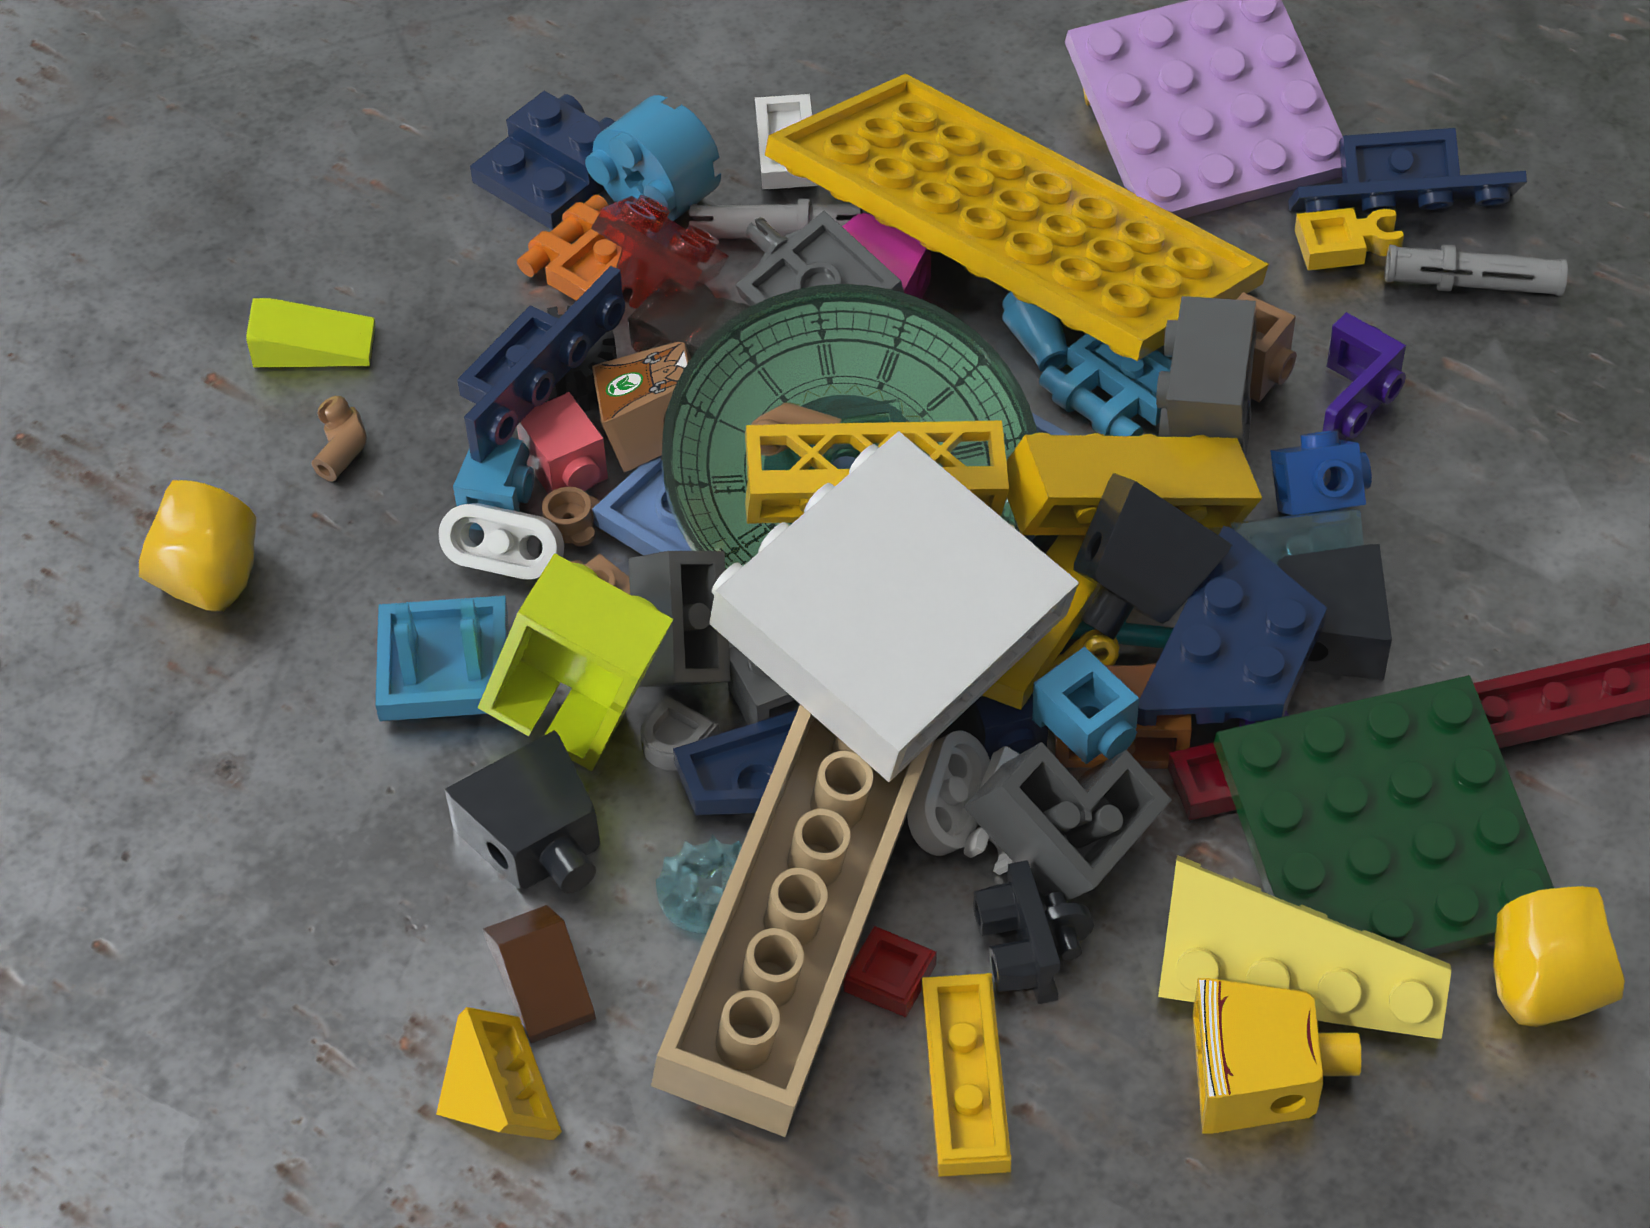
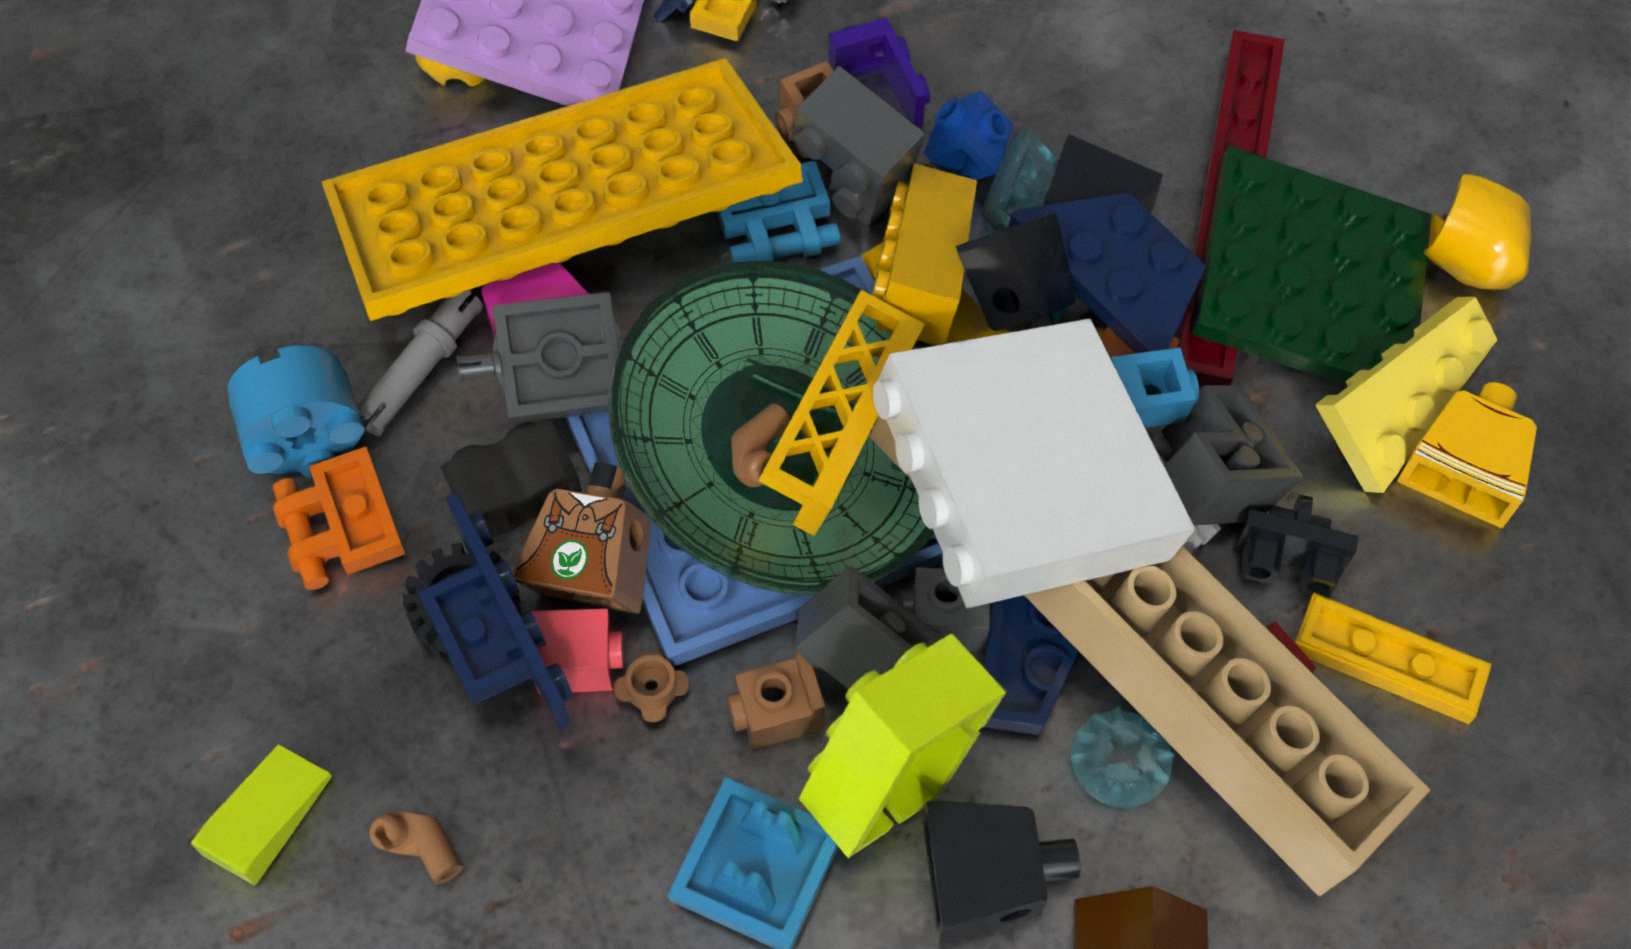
camera: 65 degrees left, 10 degrees up
(498, 481) = (592, 737): dark azure brick -> none
(504, 540) = (652, 756): white plate -> none
(543, 159) = (194, 499): dark blue plate -> none
(657, 247) = (413, 459): clear red plate -> none
(771, 116) = (321, 306): white plate -> none
(1037, 332) = (684, 240): dark azure cone -> none

